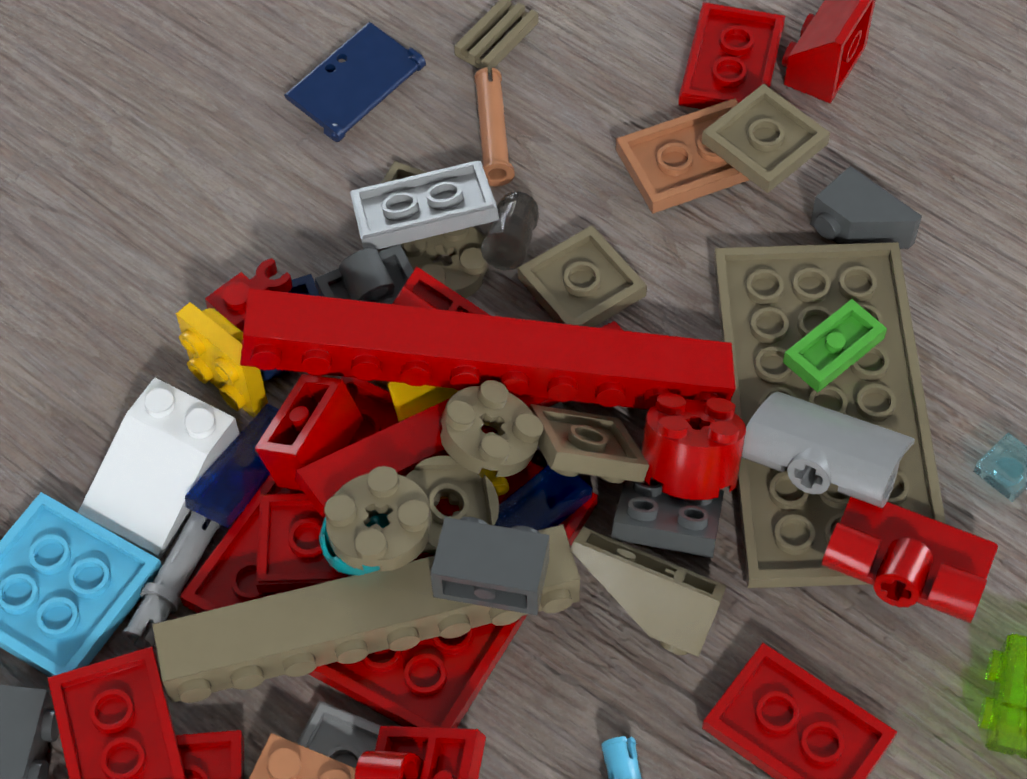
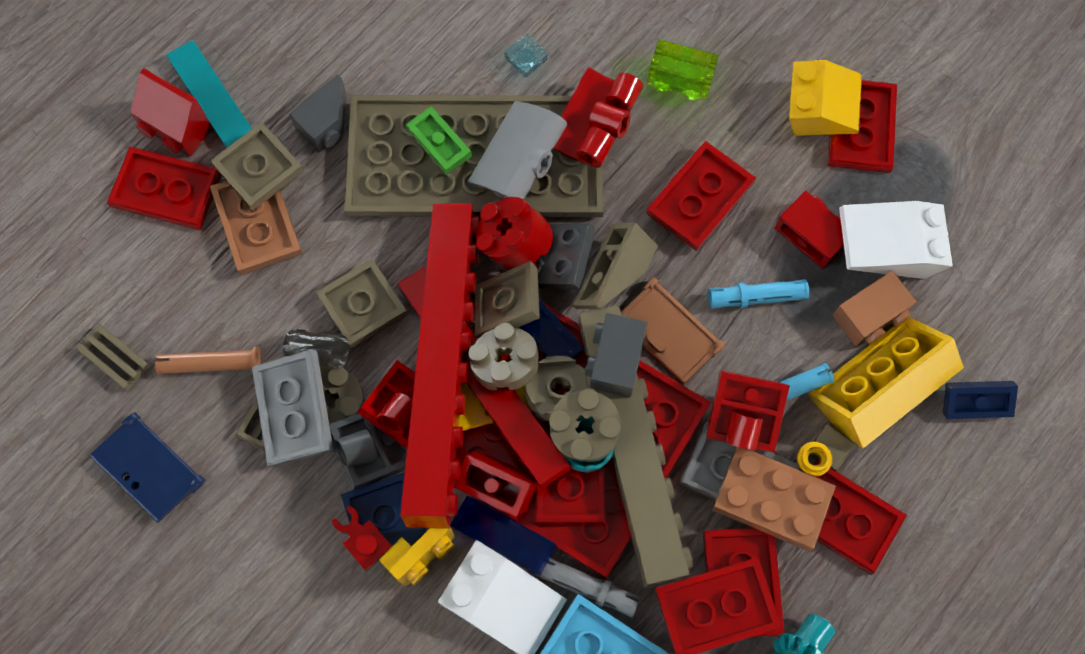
camera: 90 degrees left, 15 degrees up
(552, 711) = (673, 330): none -> nougat door
(880, 90) = (209, 92): none -> teal tile

